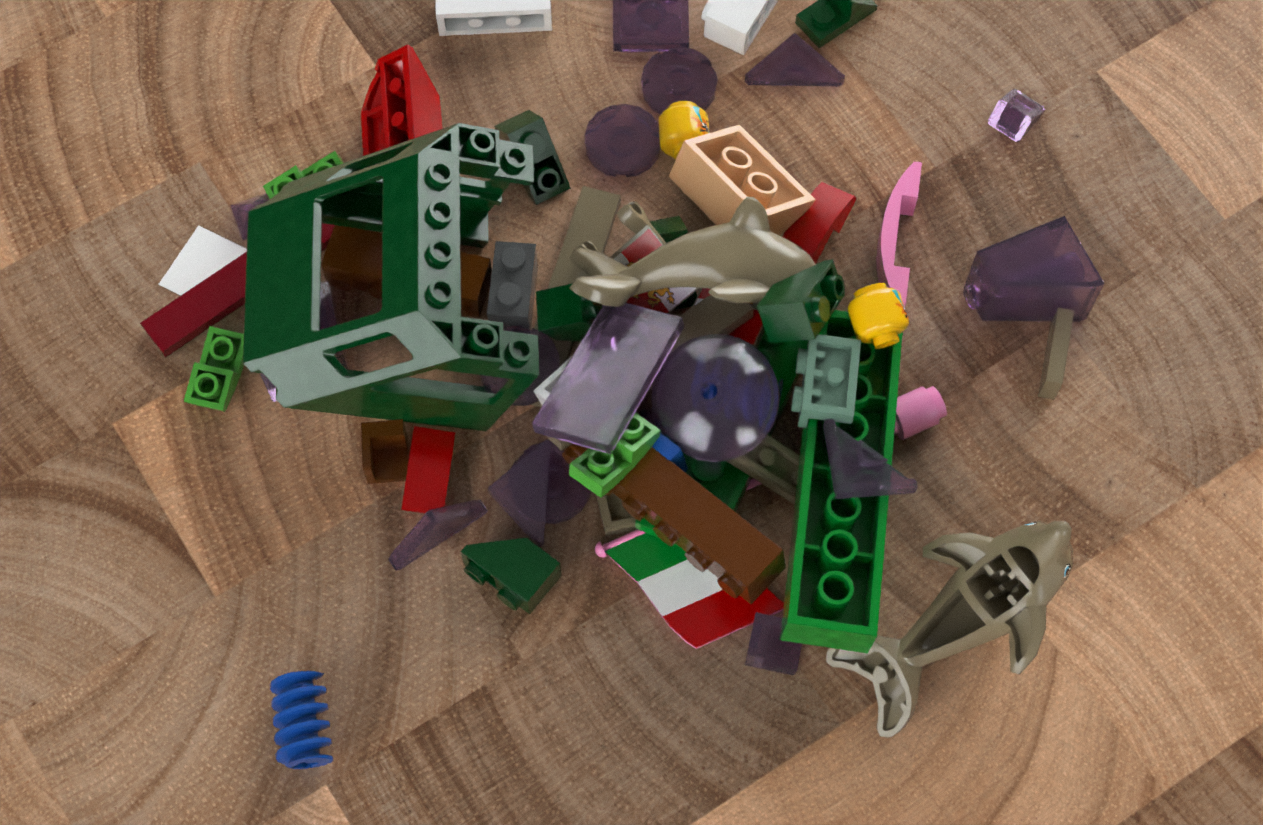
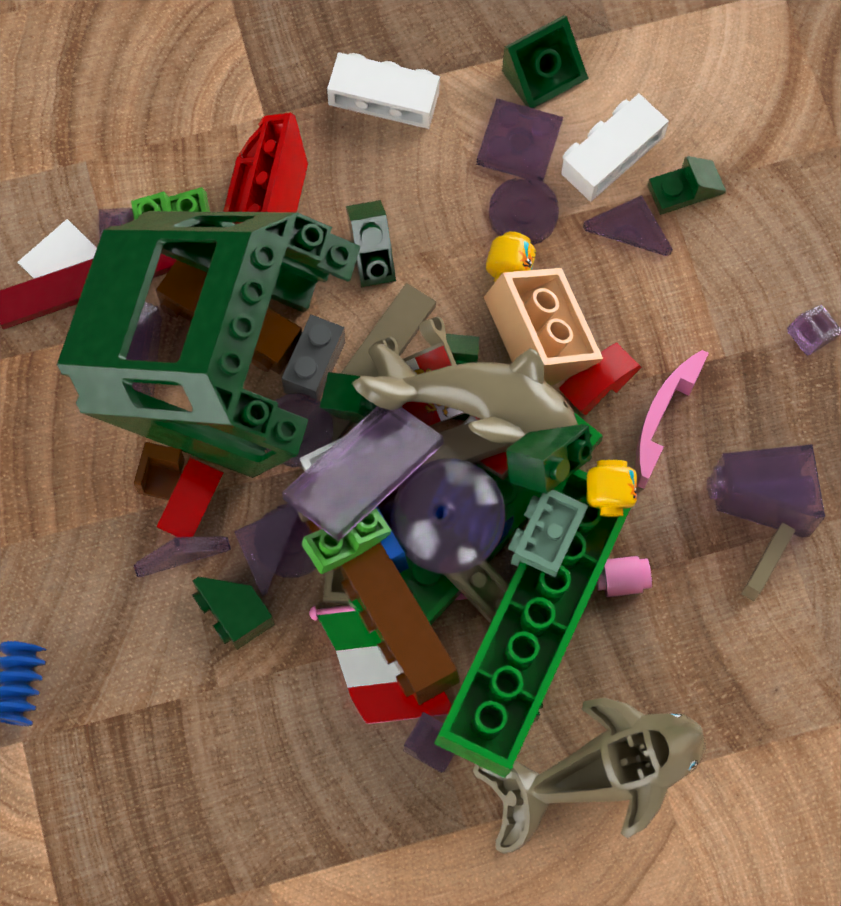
camera: 15 degrees right, 5 degrees up
(219, 370) = (38, 360): bright green slope -> none
(622, 140) = (455, 250): clear purple tile -> none
(860, 469) = (548, 619): tile -> none

